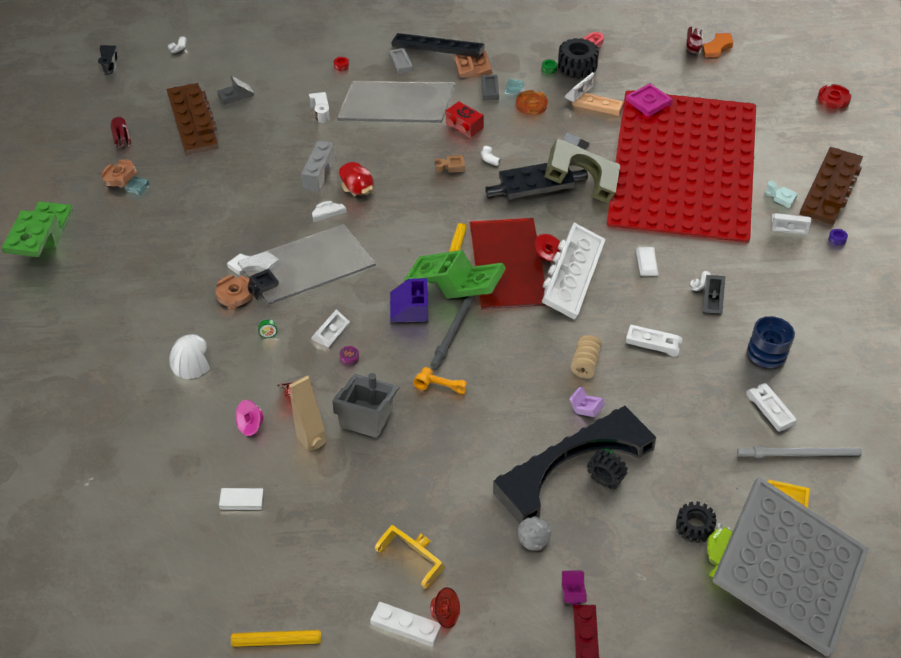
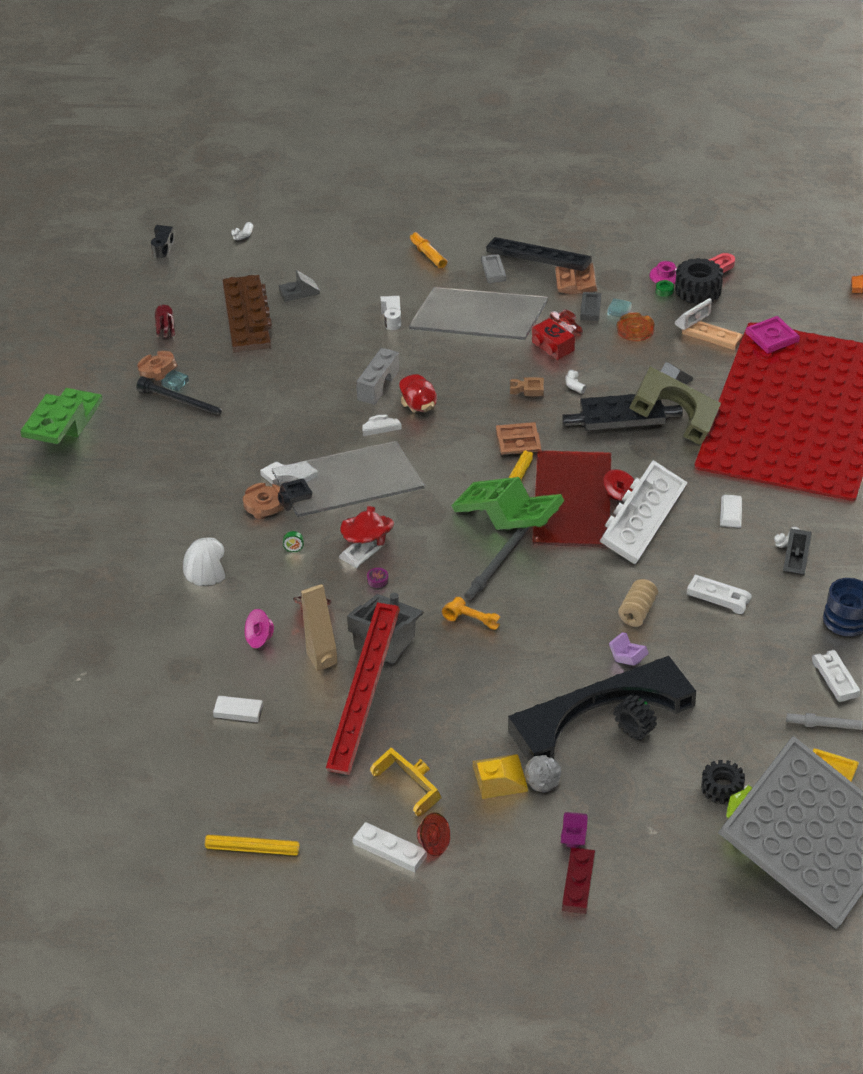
camera: 10 degrees right, 5 degrees down
(110, 192) = (146, 385): none -> black piece
(332, 309) = (366, 527): none -> red piece
(337, 45) = (424, 246): none -> light orange axle
(341, 63) = (424, 266): red tile -> none
(357, 471) = (362, 689): none -> red plate
(409, 301) = (454, 527): dark purple slope -> none
(450, 212) = (518, 438): none -> nougat slope
(472, 100) = (566, 320): none -> clear red plate
(494, 539) = (500, 776): none -> yellow slope
(545, 52) = (664, 271): none -> dark pink piece
(694, 40) = (842, 272): dark red arm -> none

